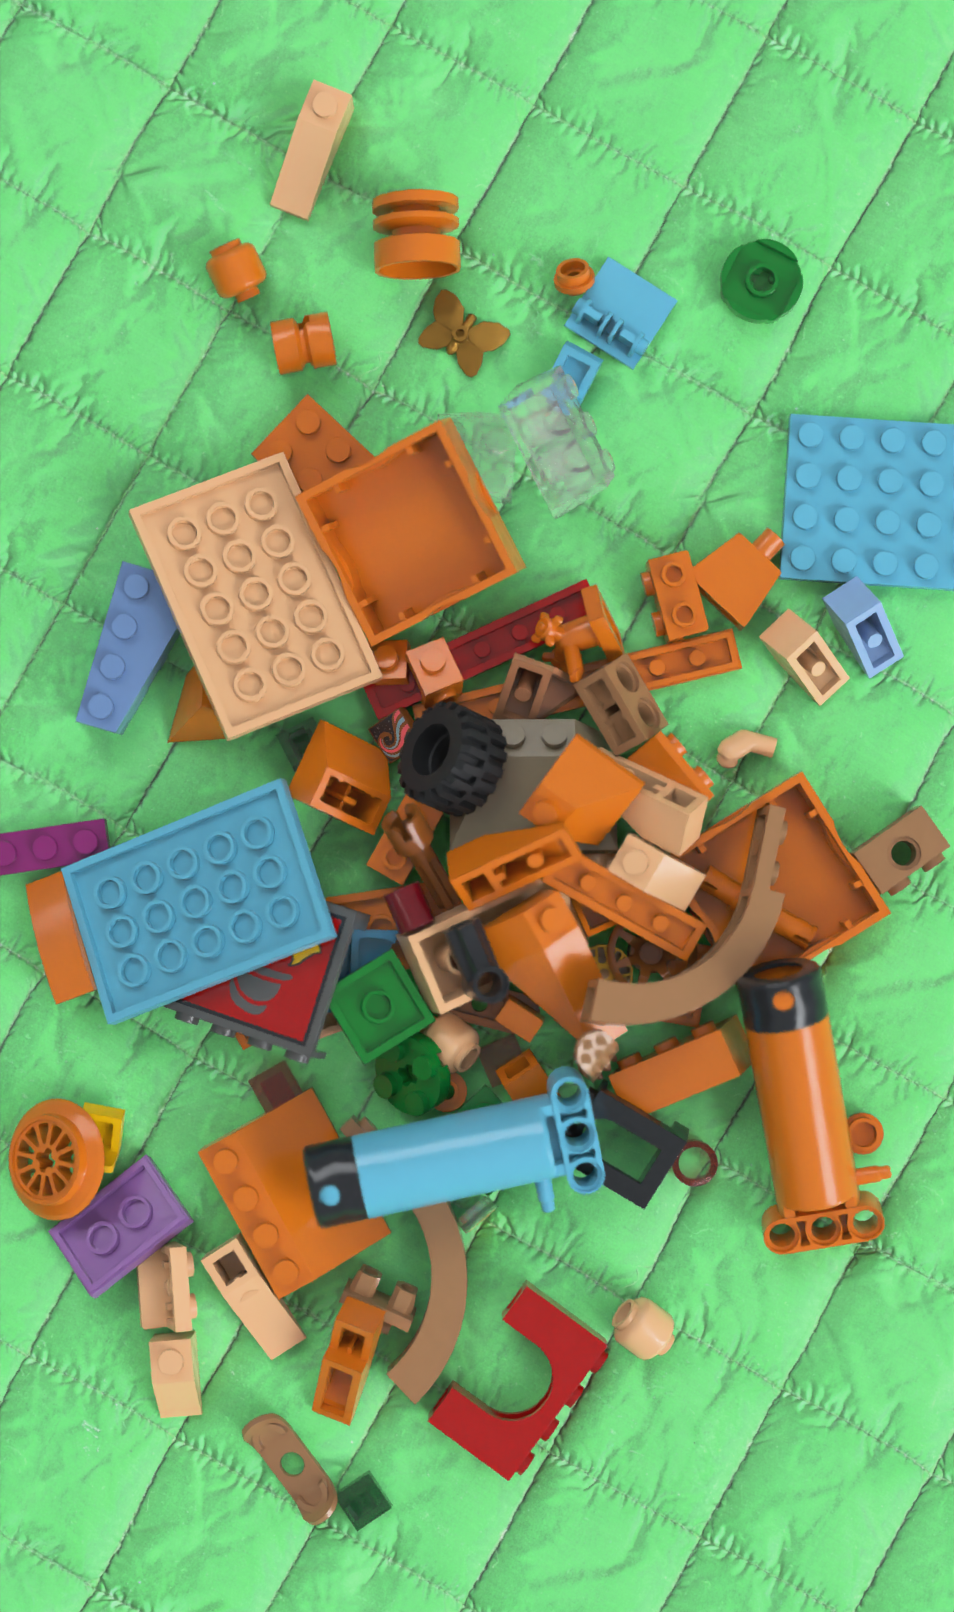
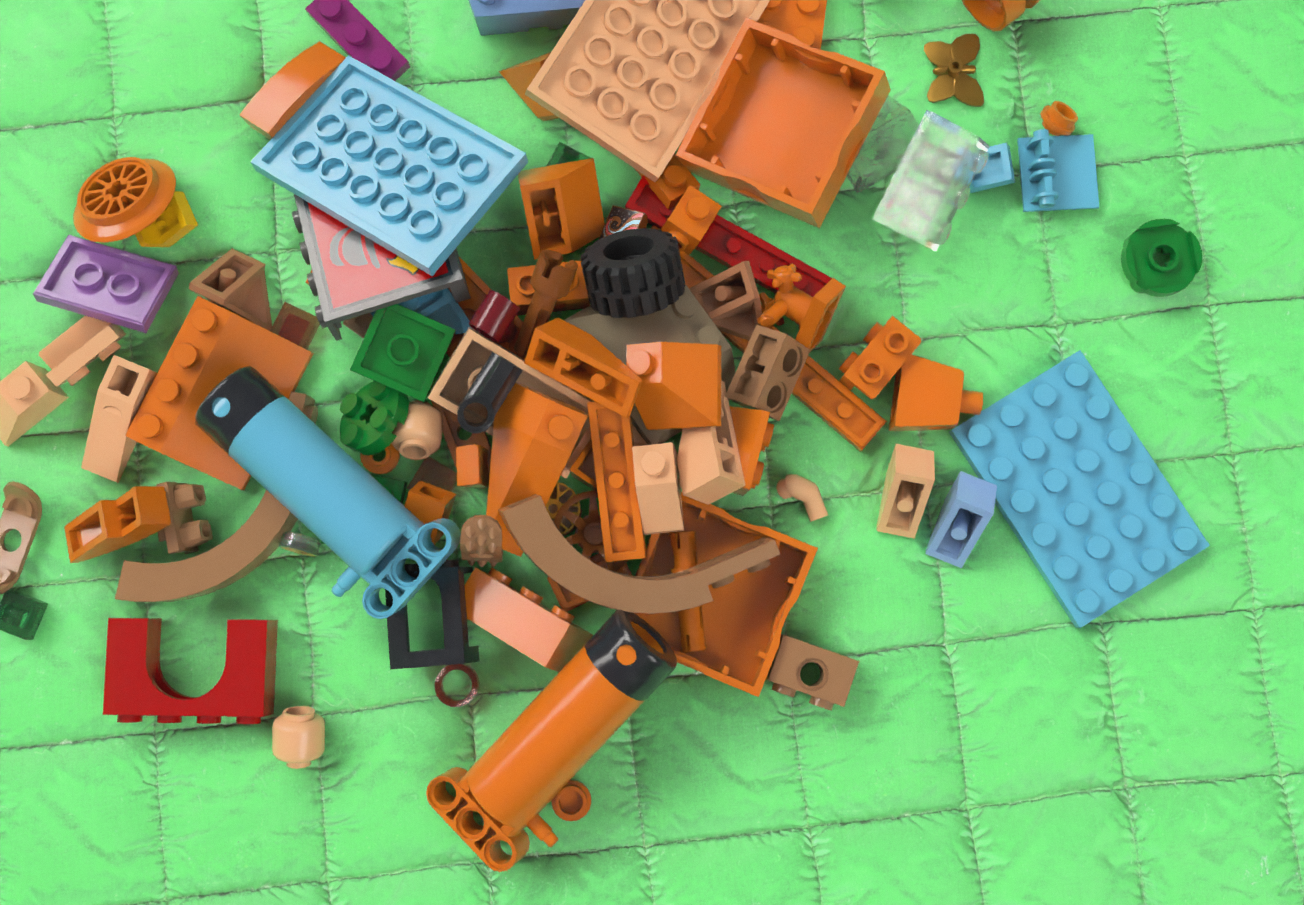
camera: 45 degrees right, 5 degrees down
(206, 1112) = (237, 285): none -> nougat slope

